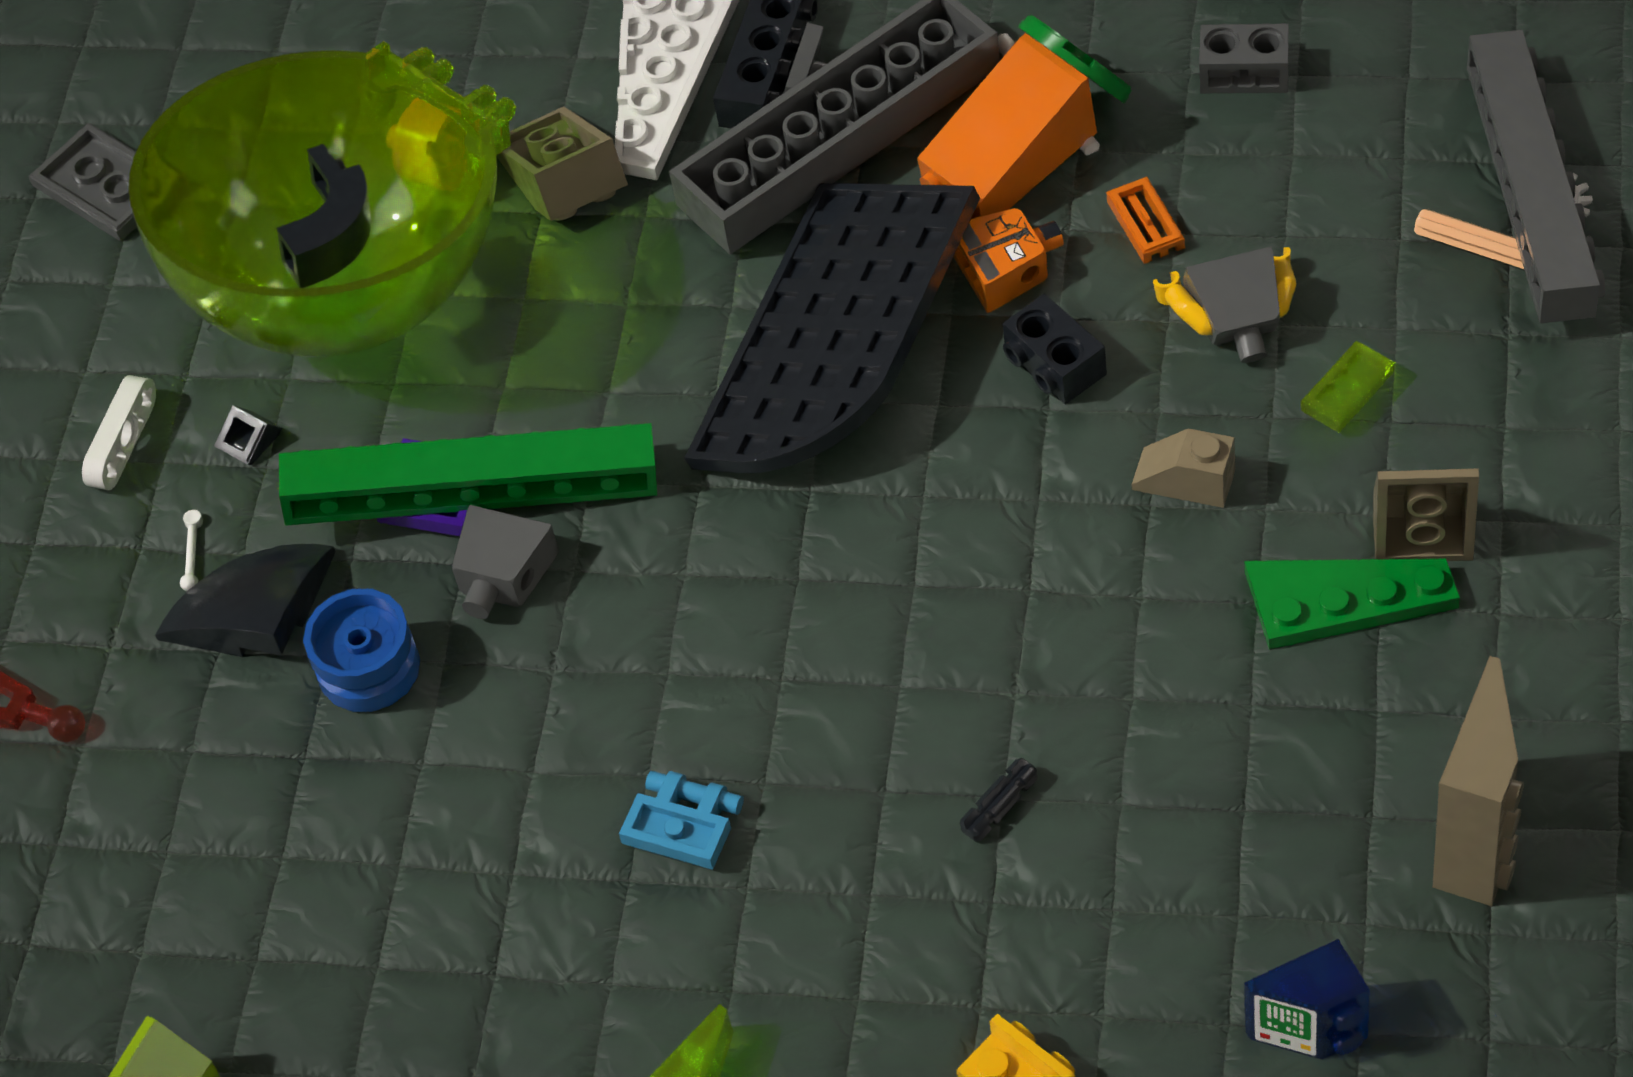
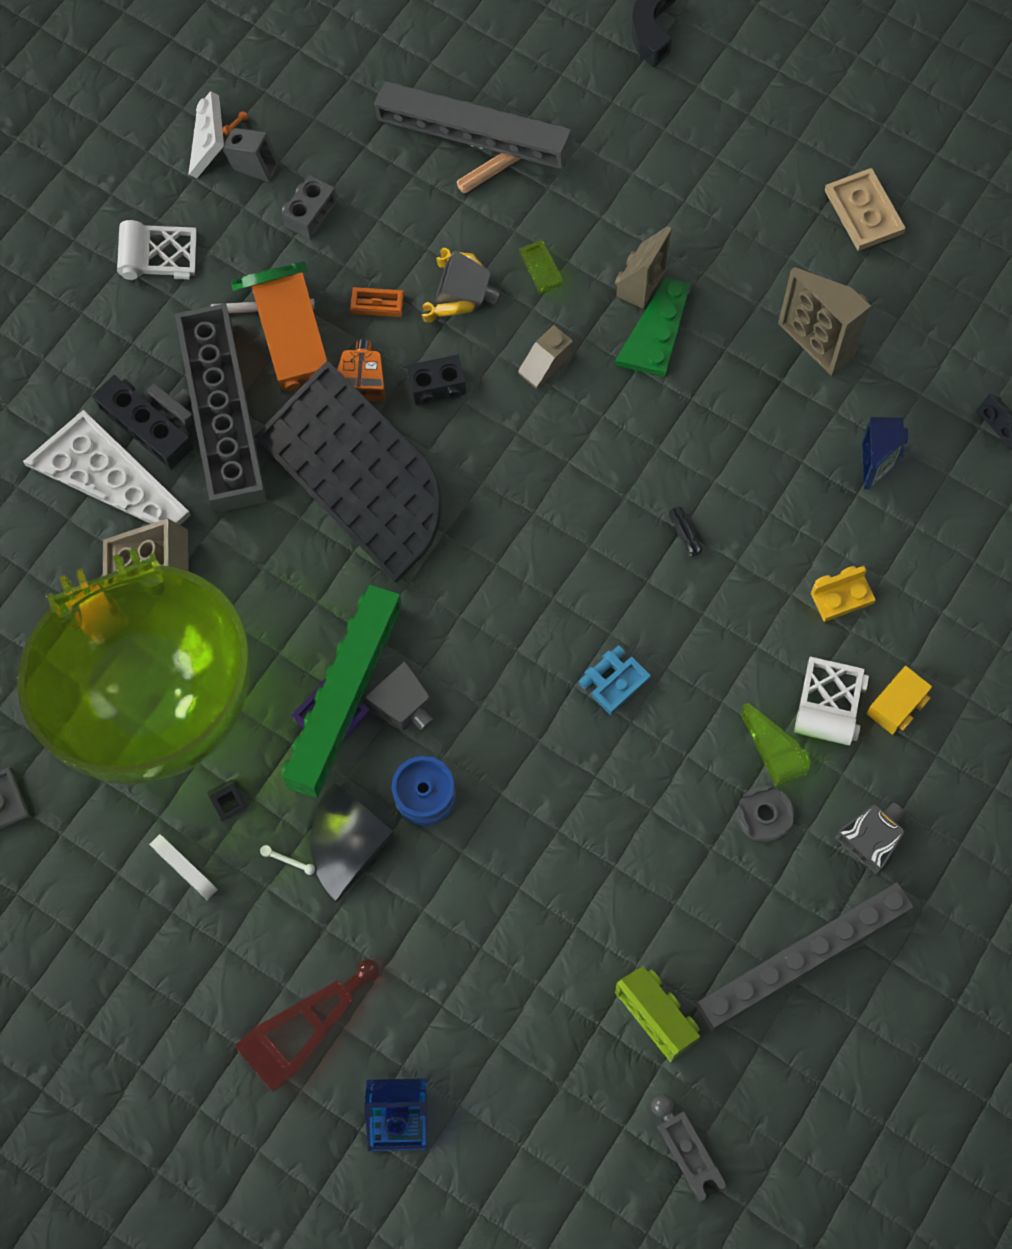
camera: 70 degrees left, 15 degrees up
(337, 231) = (158, 661): black arch -> none

